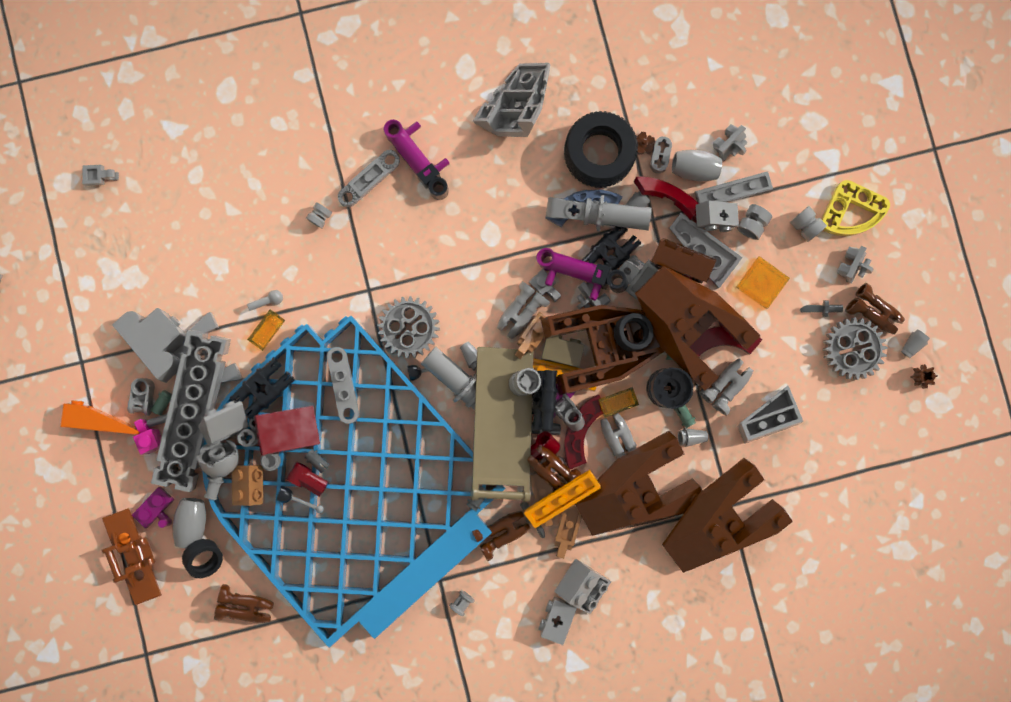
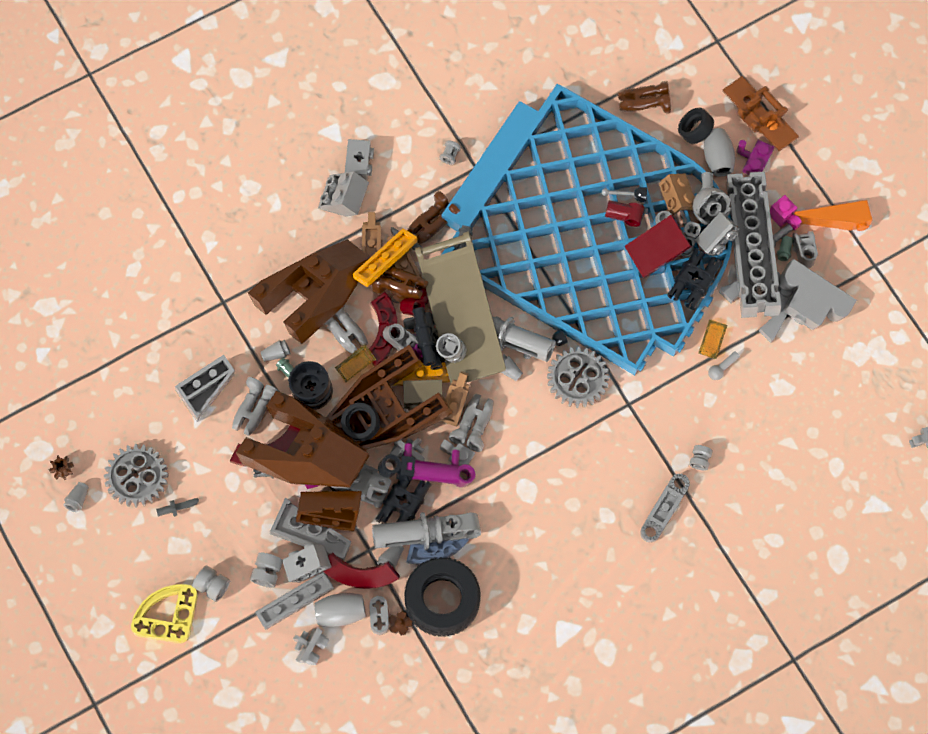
camera: 160 degrees right, 15 degrees down
(315, 459) = (621, 230): dark grey pin -> none
(343, 385) = (621, 303): light grey plate -> none
(421, 166) = (609, 528): magenta piece -> none
(517, 103) = (541, 623): light grey wedge -> none
(713, 527) = (232, 271): reddish brown wedge -> none
(762, 282) = (242, 516): clear yellow tile -> none
(857, 256) = (152, 566): light grey hips -> none
(887, 311) = (112, 521): reddish brown piece -> none

